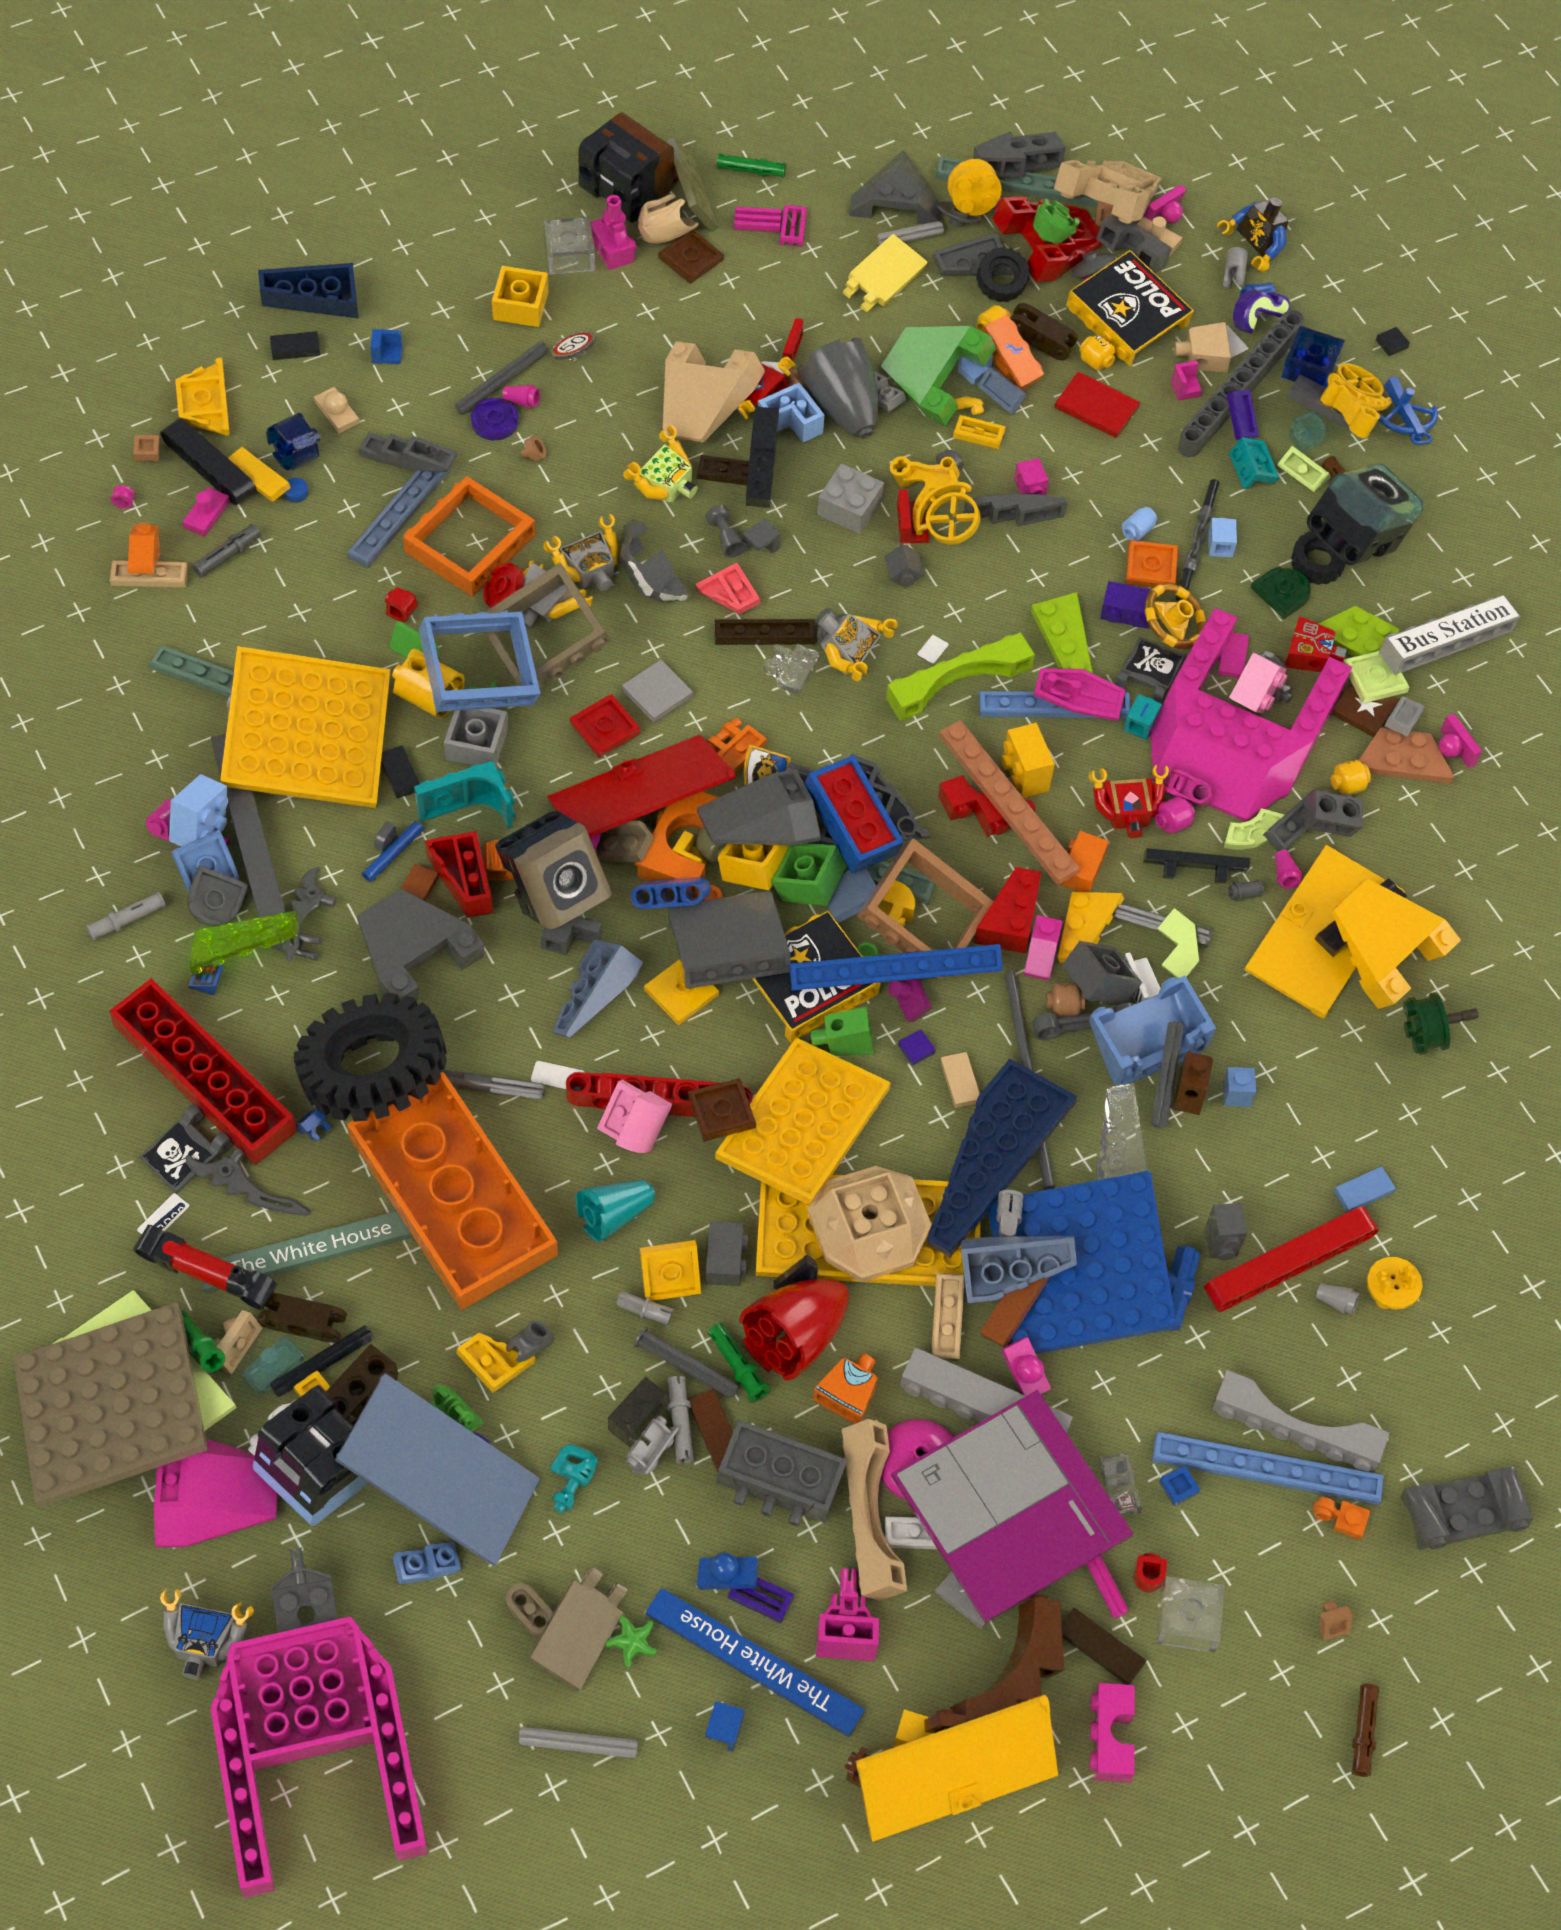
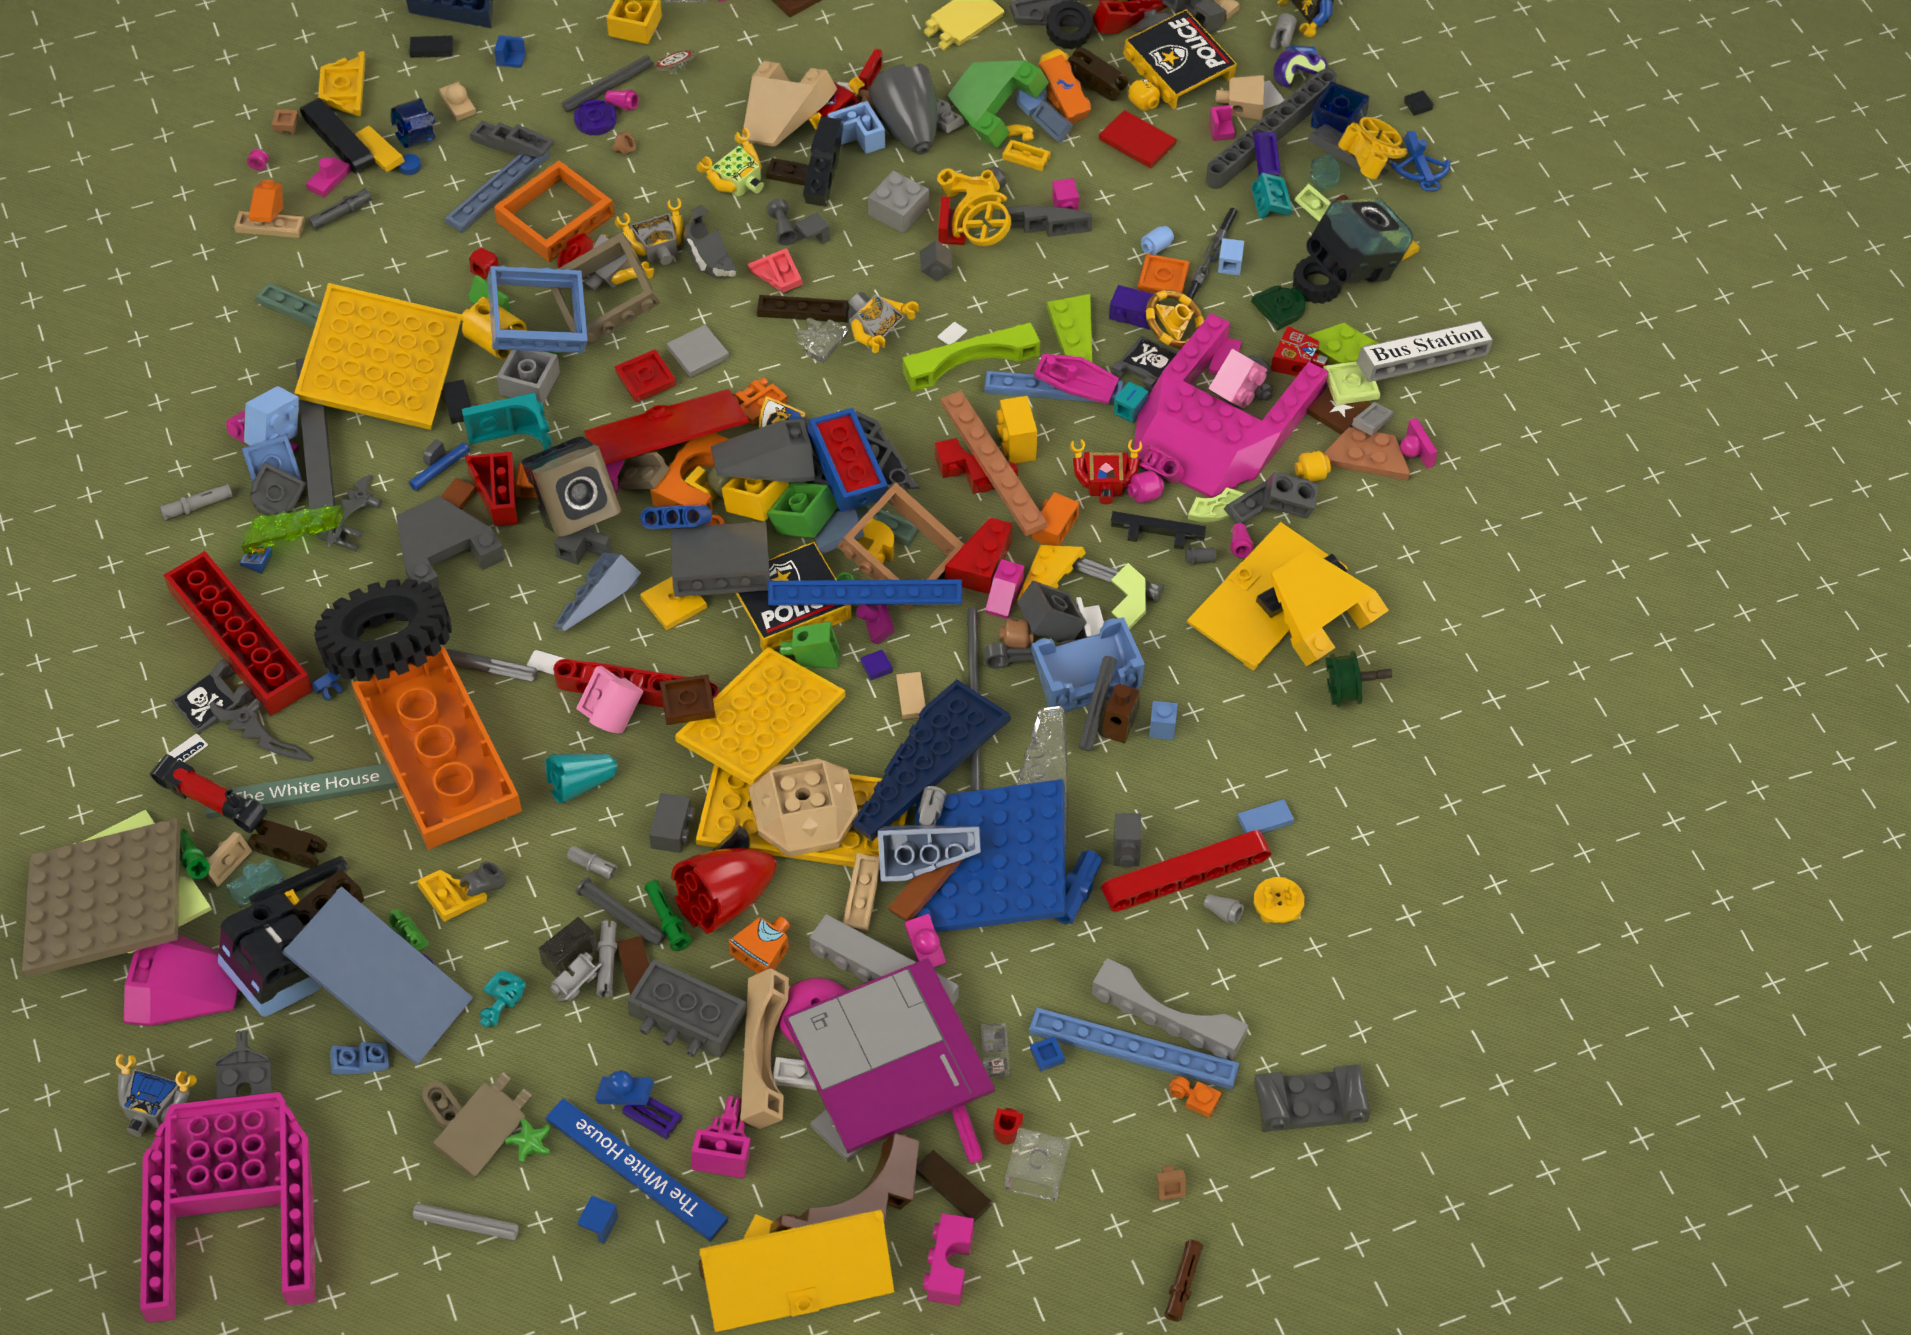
camera: 10 degrees right, 5 degrees down
(670, 1270) = (618, 831): yellow tile -> none

